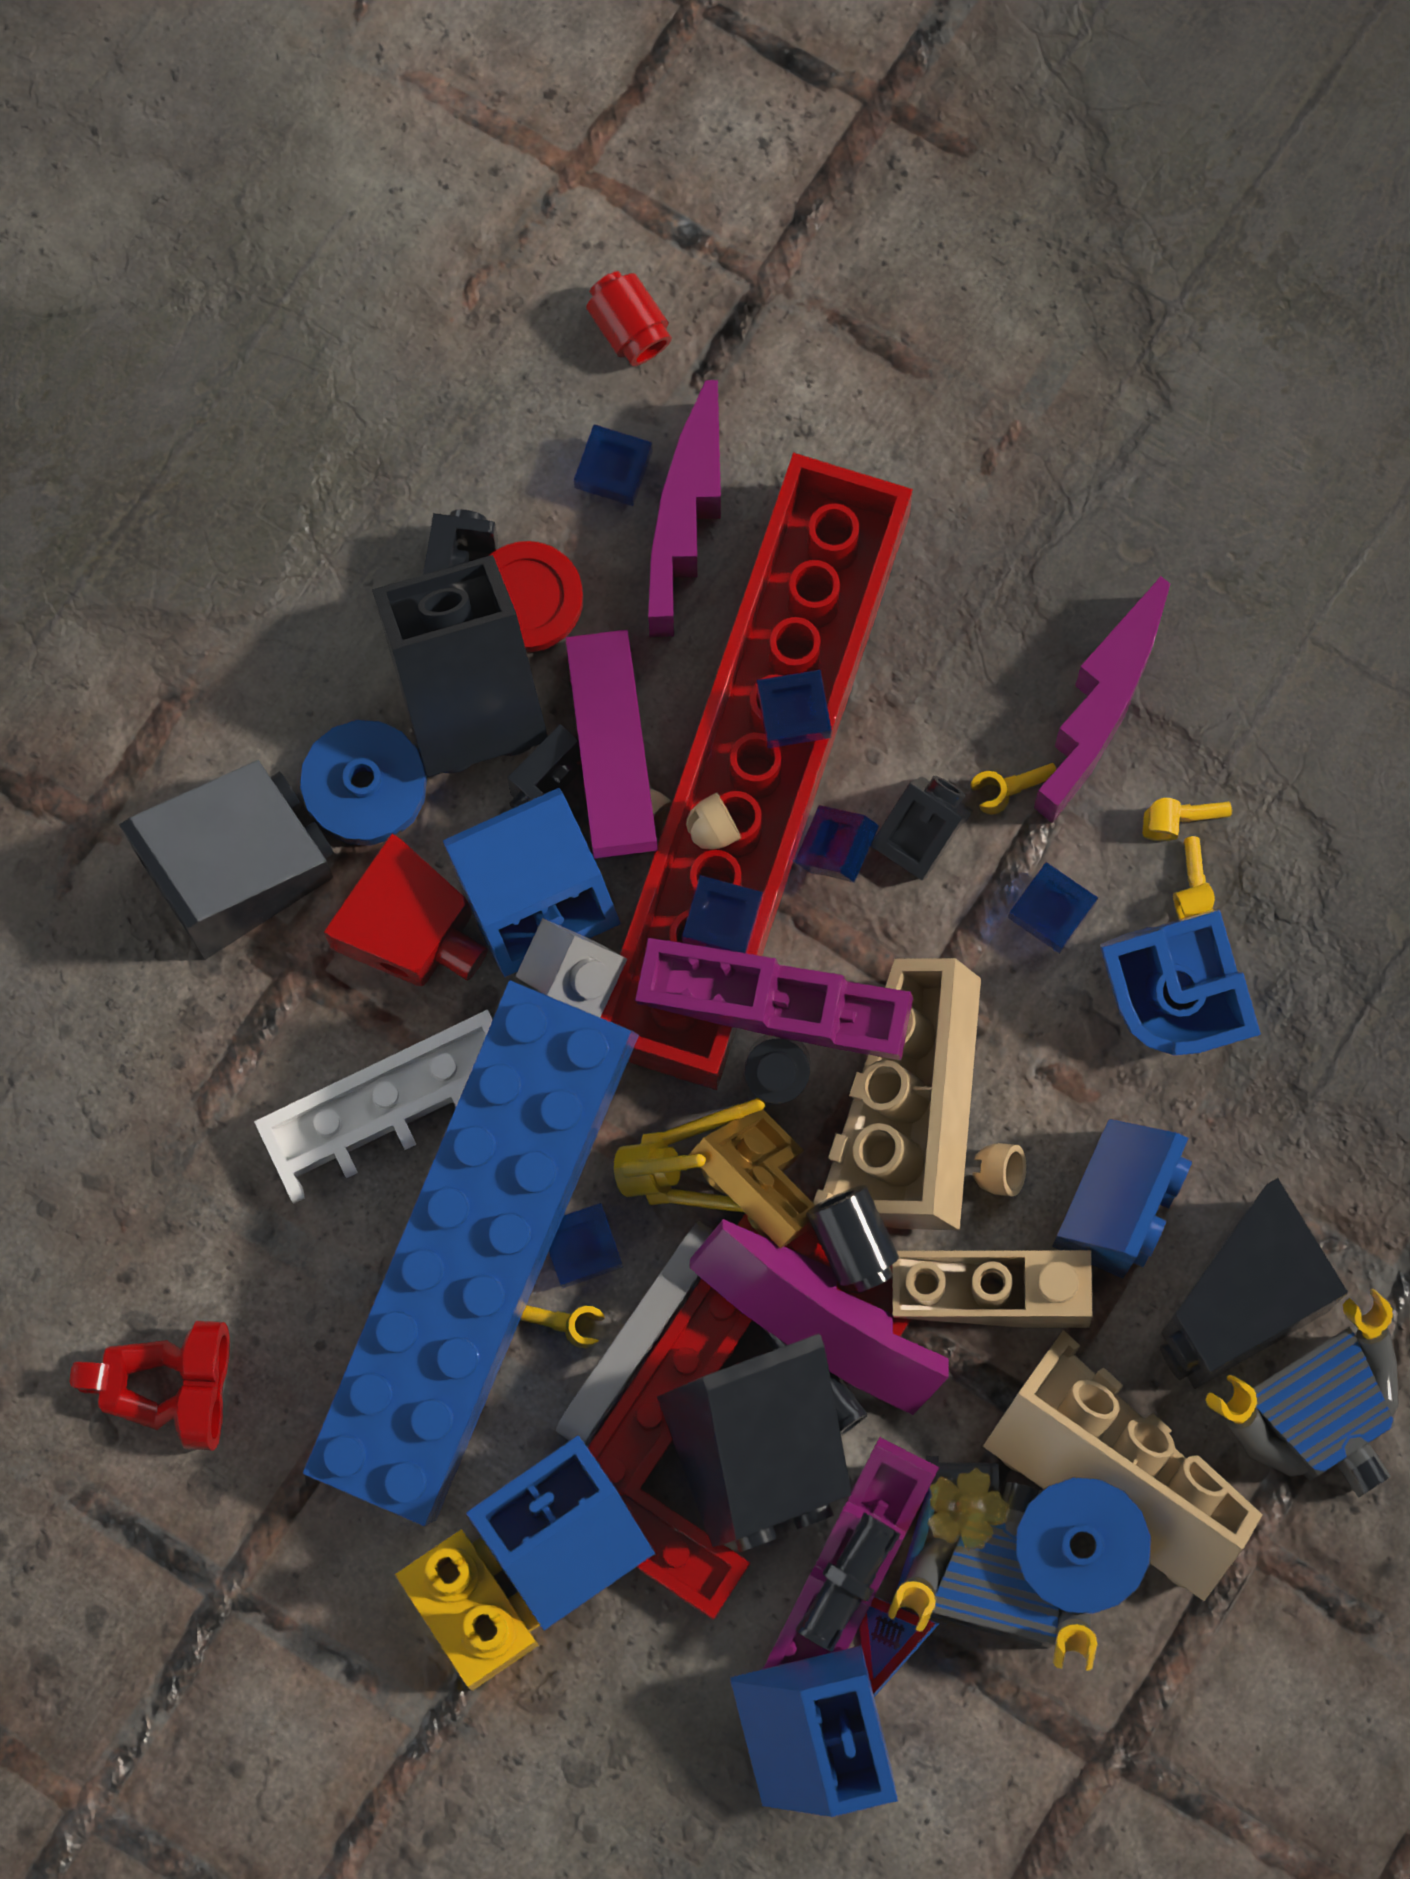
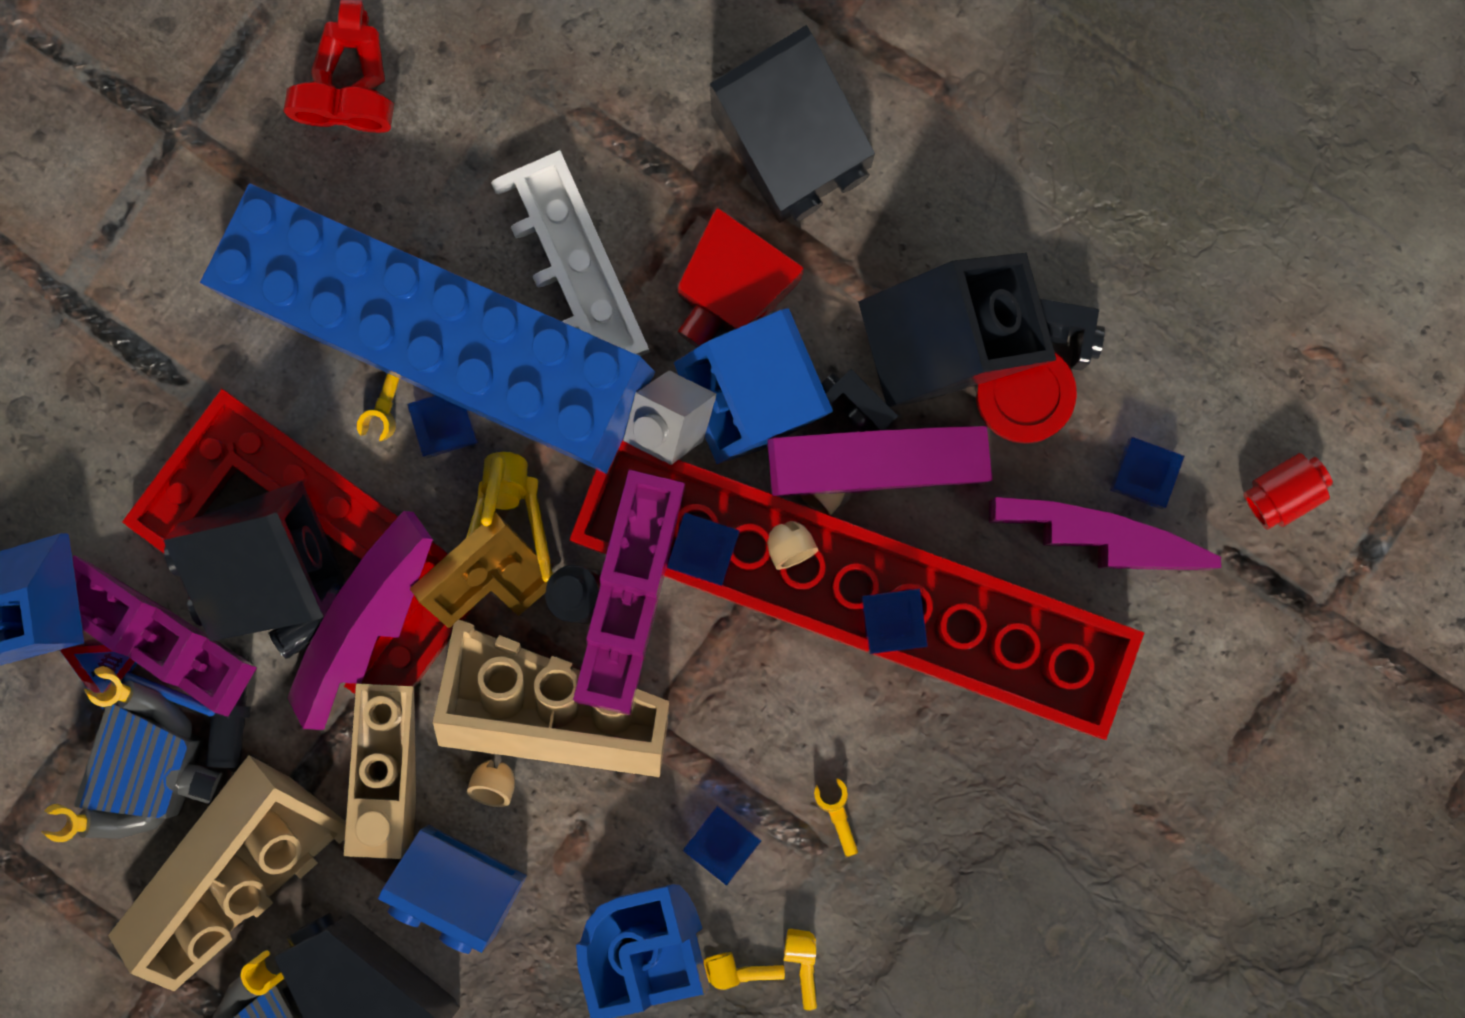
camera: 95 degrees right, 10 degrees up
(370, 812) = (839, 267): blue plate -> none
(468, 1609) = (143, 321): yellow brick -> none
(560, 1532) = (187, 392): blue slope -> none
(634, 1342) = (361, 469): light grey beam -> none
(836, 843) = (786, 656): clear blue plate -> none
(848, 1582) = (127, 633): black pin -> none
(854, 1238) = (418, 652): black brick -> none
(922, 824) = (801, 734): black bracket -> none
(966, 1509) = (187, 737): clear yellow plant -> none
(1109, 681) = (927, 912): magenta slope -> none
(1120, 1551) = (173, 843): blue plate -> none

